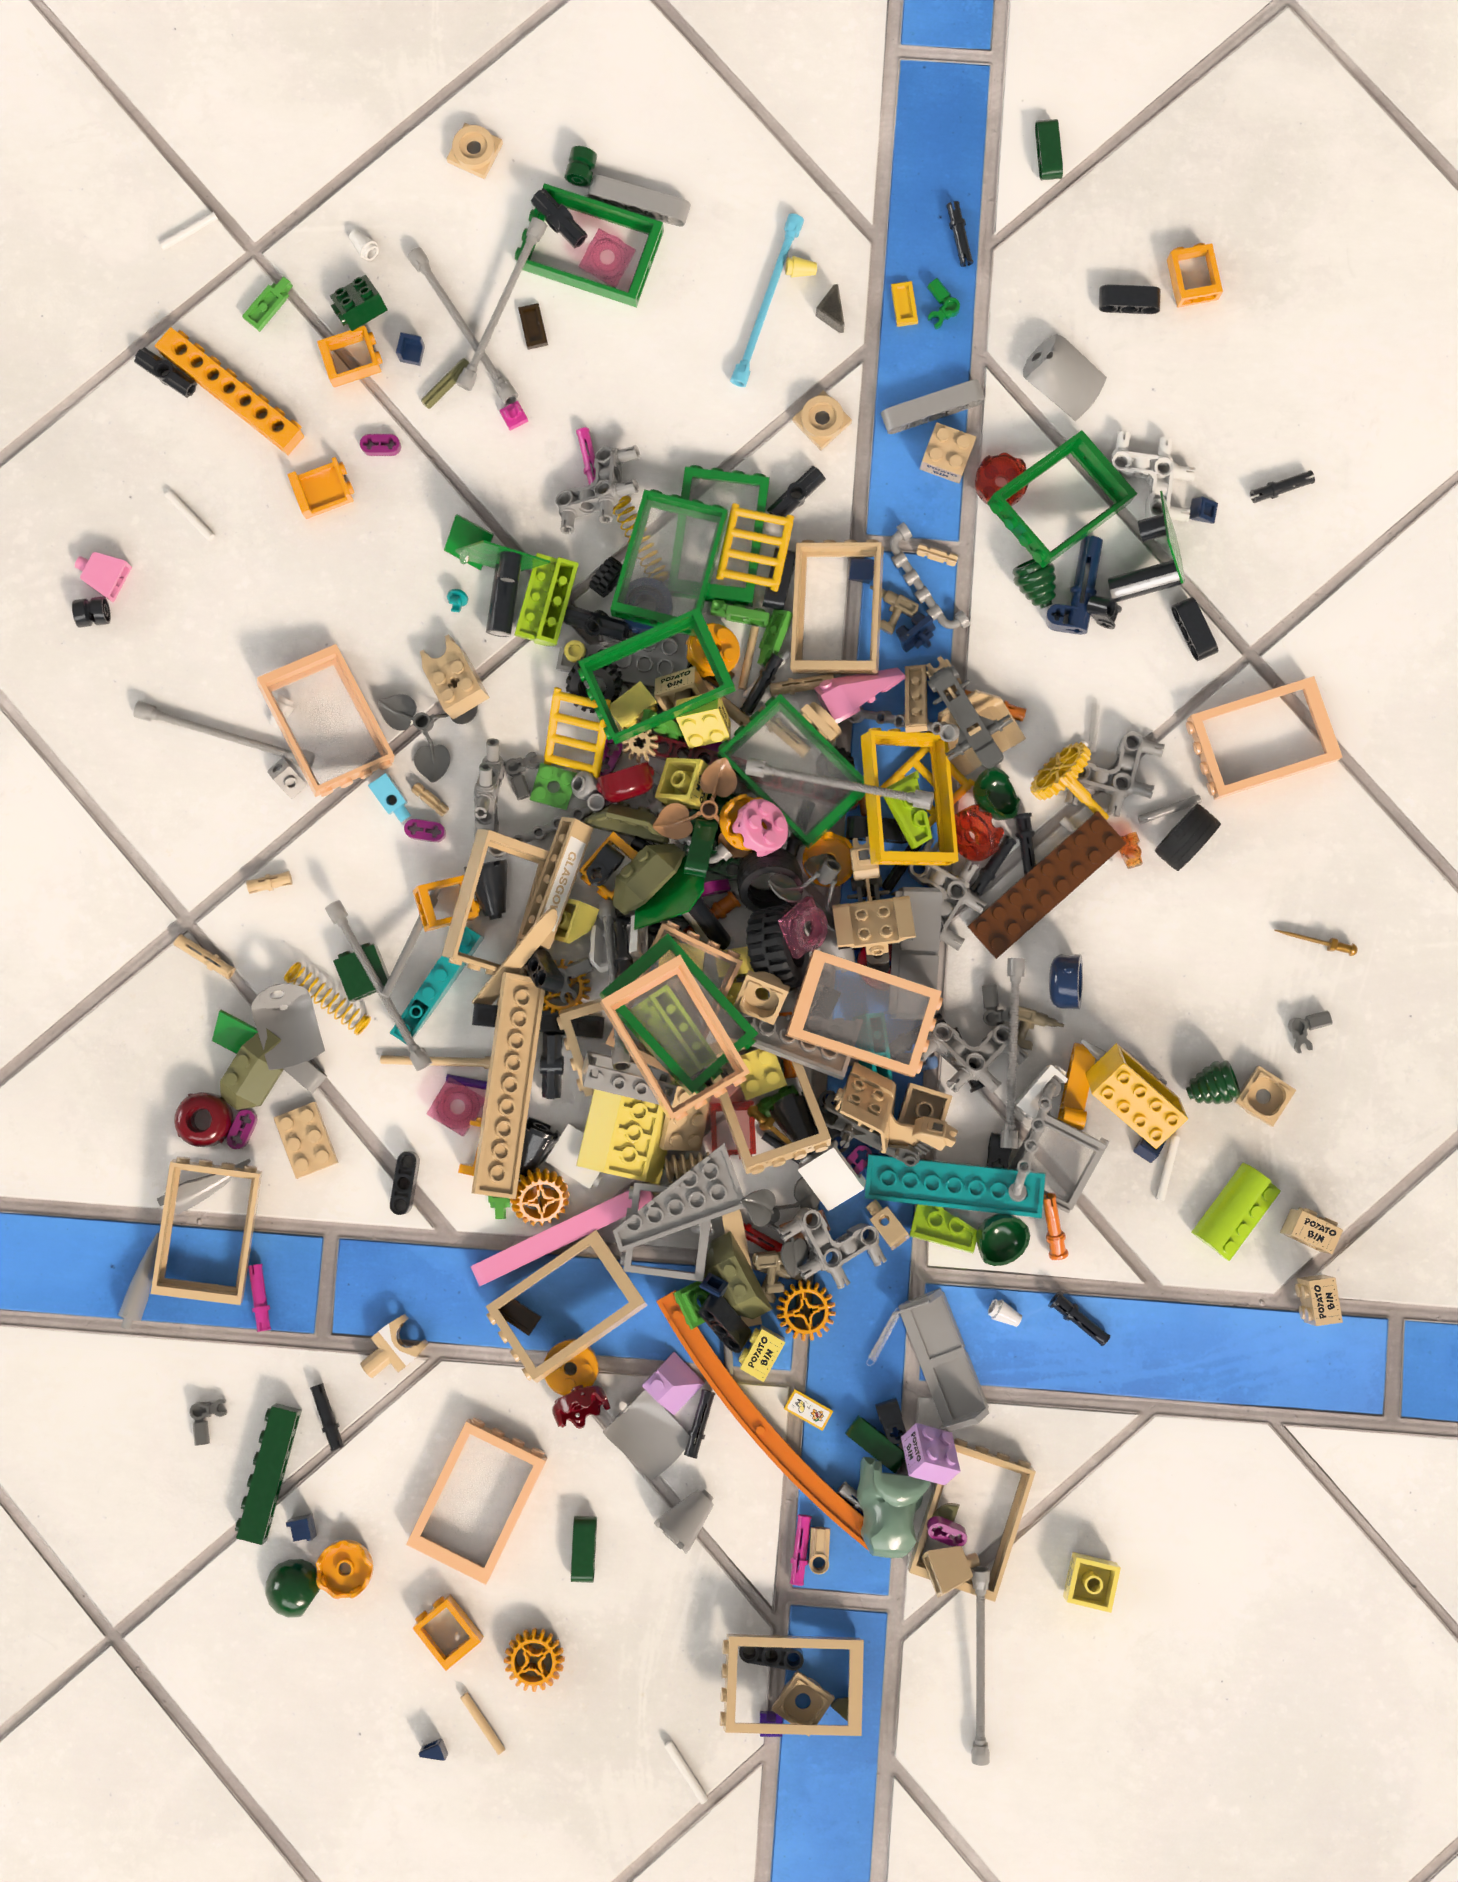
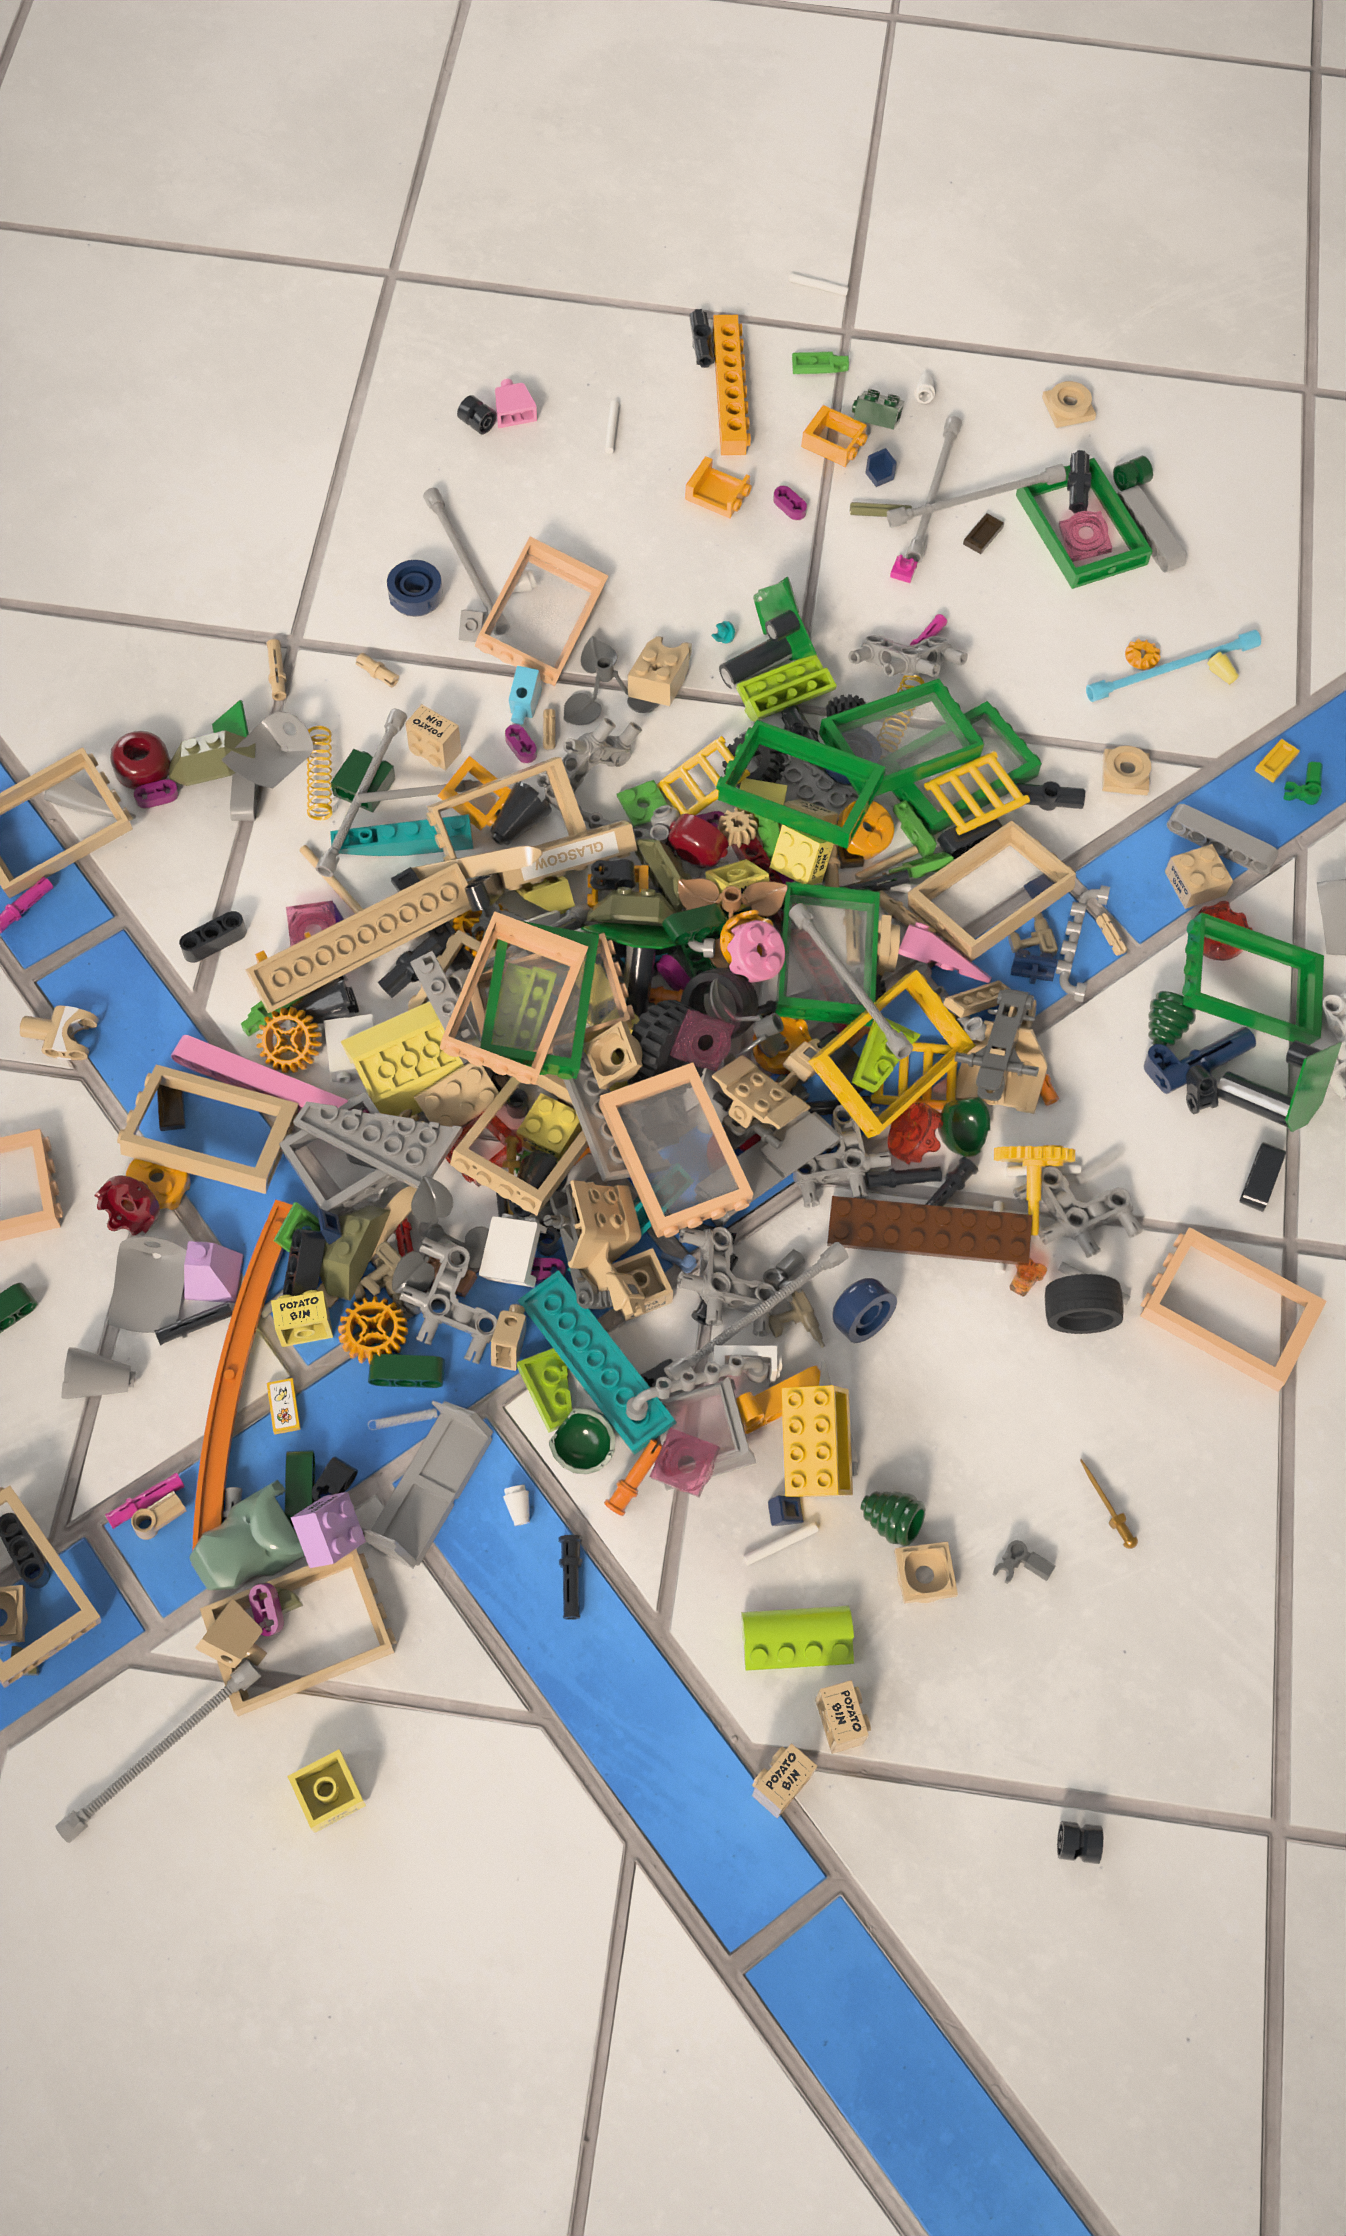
camera: 40 degrees right, 20 degrees down
(206, 788) = (414, 576): none -> dark blue piece
(305, 1140) = (186, 844): tan plate -> none
(371, 894) = (433, 737): none -> tan brick
(517, 766) = (631, 768): dark grey bar -> none
(735, 321) = (1133, 654): none -> light orange gear
(831, 310) = (1215, 711): clear smoke slope -> none
(853, 1311) = (406, 1371): none -> dark green beam
(1078, 1206) = (674, 1448): none -> clear pink piece

